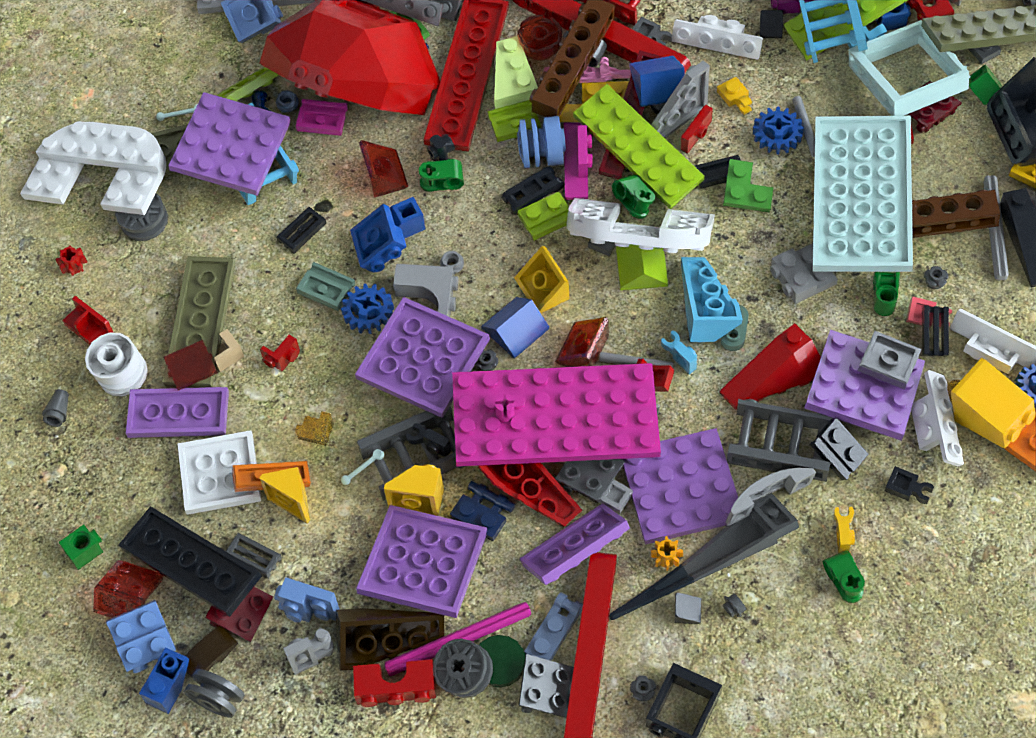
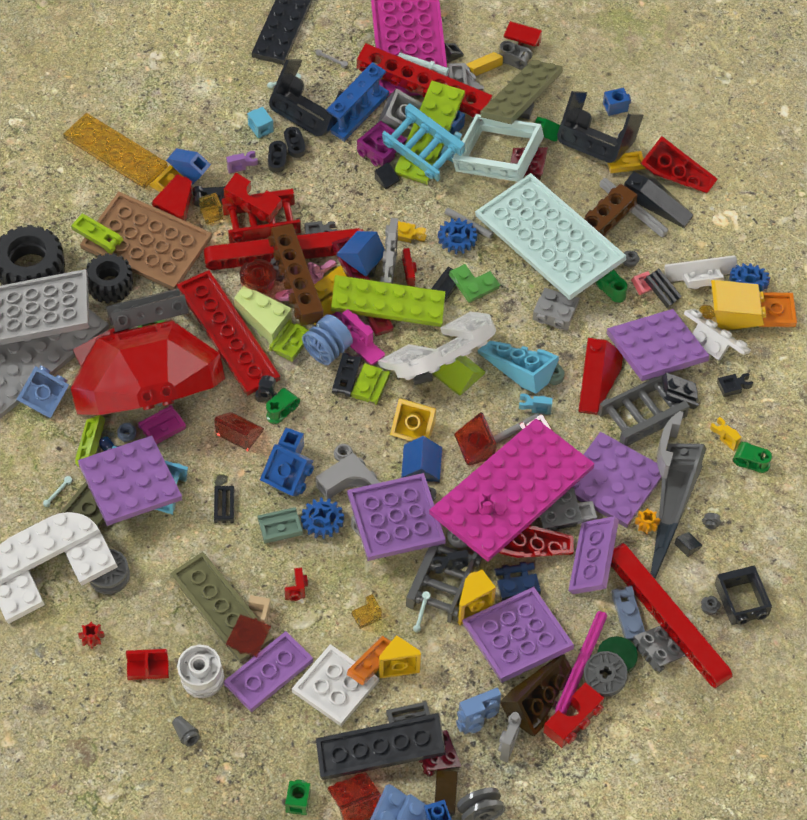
camera: 50 degrees left, 5 degrees down
(633, 195) = (414, 333): green piece -> none
(717, 36) = (362, 204): white bracket -> none
(889, 360) = (660, 319): flat silver plate -> none

